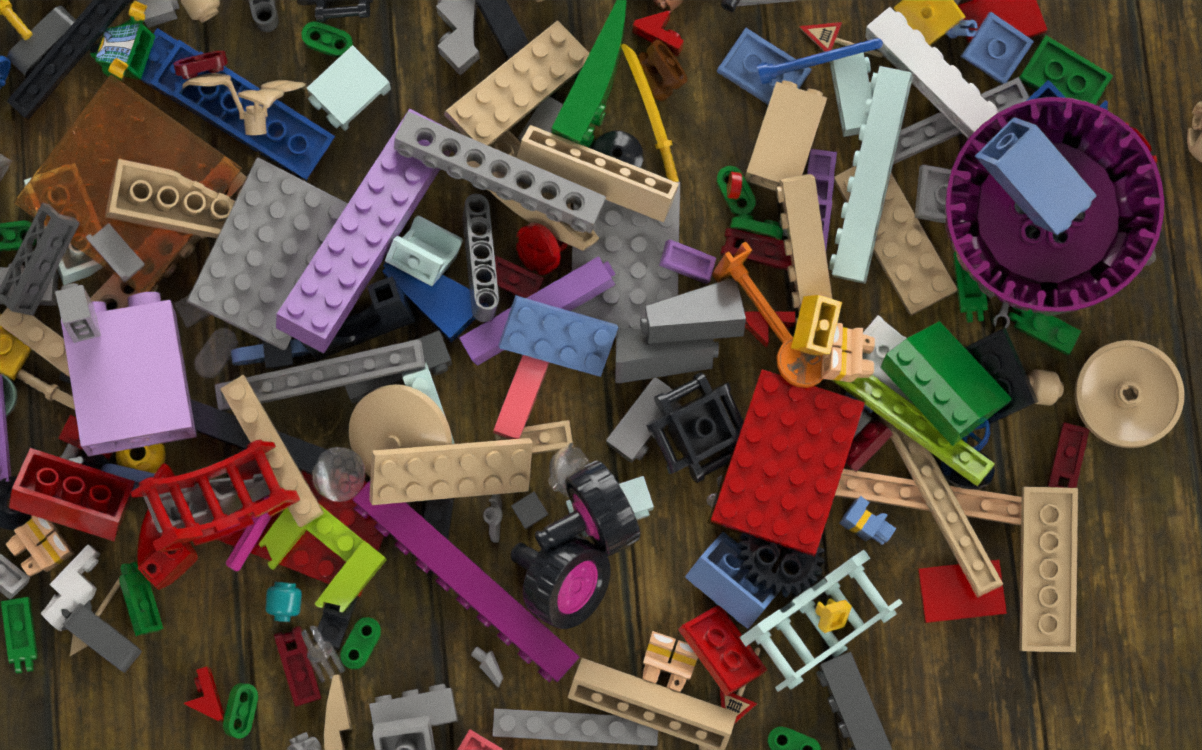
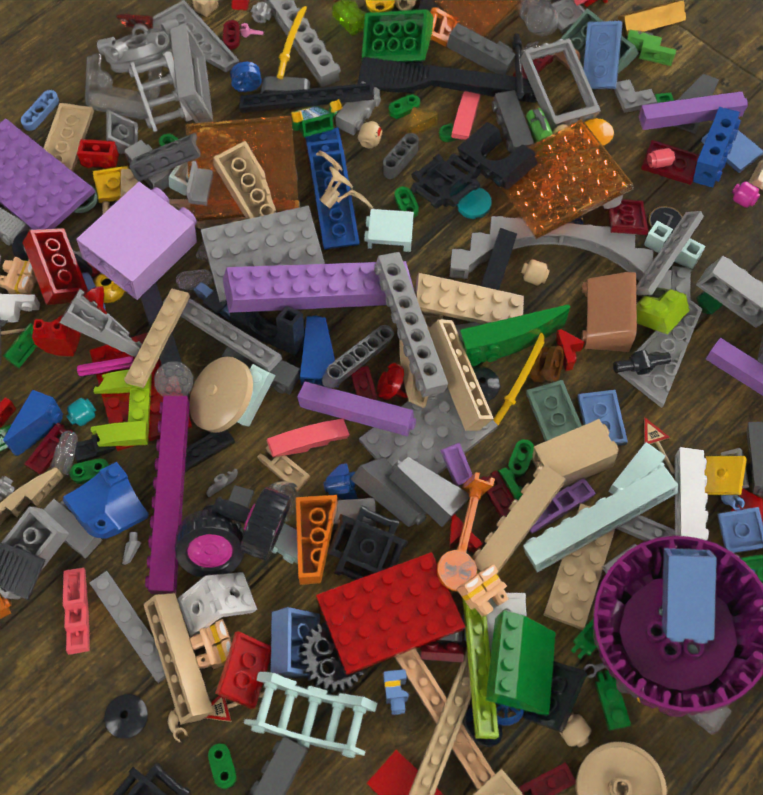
camera: 50 degrees right, 15 degrees down
(77, 312) = (142, 176): light grey brick -> none
(191, 66) = (329, 148): dark red plate -> none
(222, 524) = (90, 338): red fence -> none
(256, 656) = (33, 422): none -> blue slope
(421, 653) = (106, 503): none -> blue slope
(424, 250) = (334, 328): light aqua panel -> none
(450, 471) = (222, 432): tan plate -> none
(558, 336) = (350, 428): medium blue plate -> none
(607, 396) = (340, 483): none -> blue brick
(626, 624) = (215, 600): none -> white bracket
(646, 469) = (314, 529): none -> orange wedge
(715, 111) = (553, 409): none -> sand green plate
(734, 185) = (522, 451): red tile -> none
(769, 71) = (605, 419): blue piece -> none
(816, 325) = (483, 556): yellow brick -> none
(832, 615) = (321, 719): yellow tile -> none

